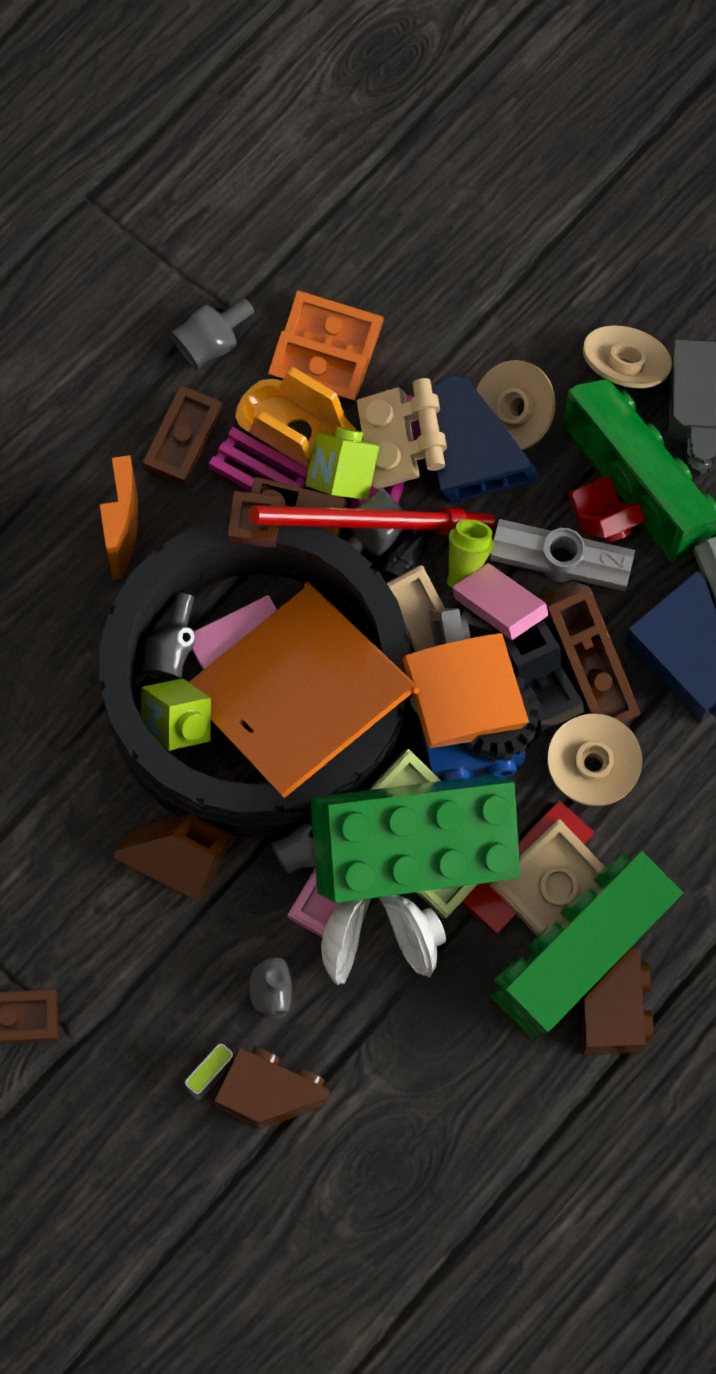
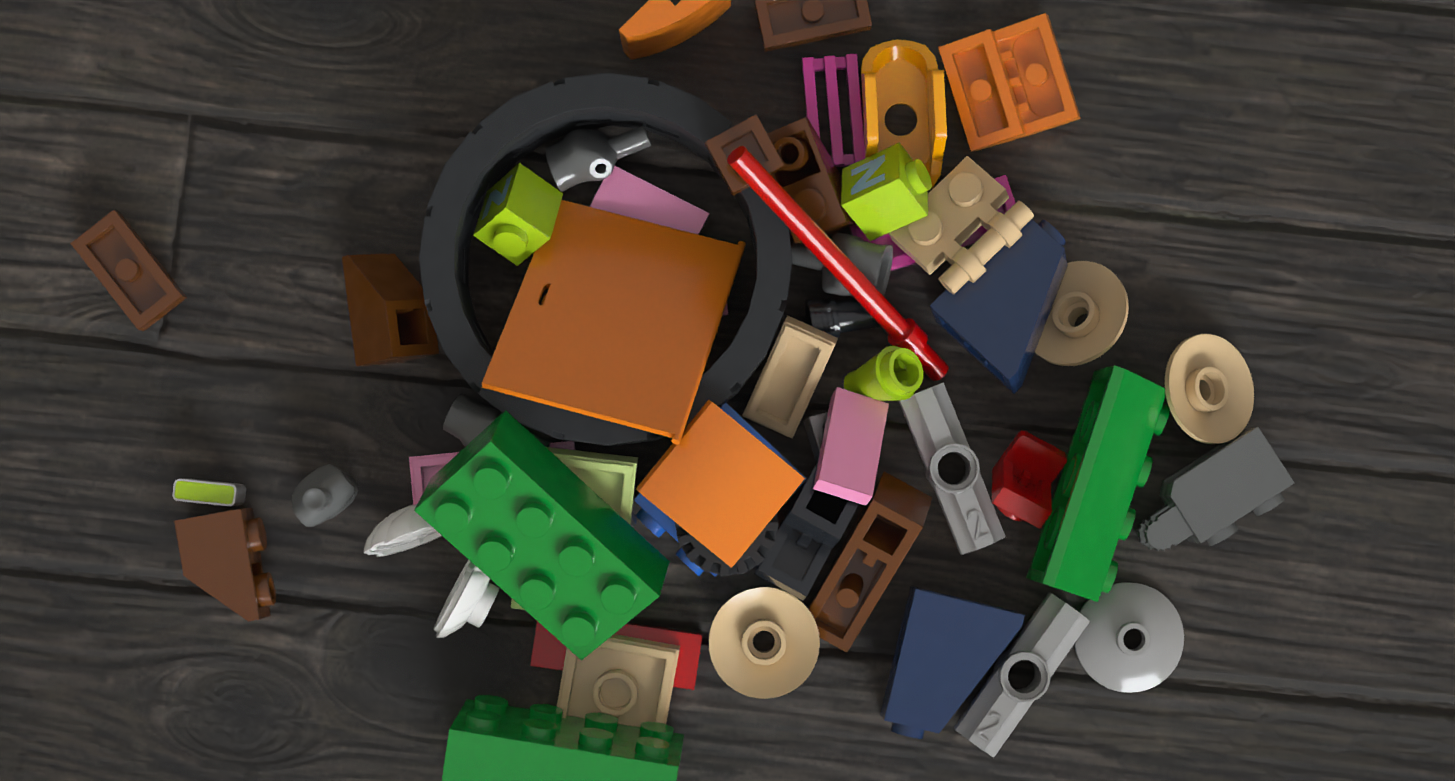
camera: 50 degrees right, 15 degrees up
(448, 626) = (786, 418): flat silver plate -> none

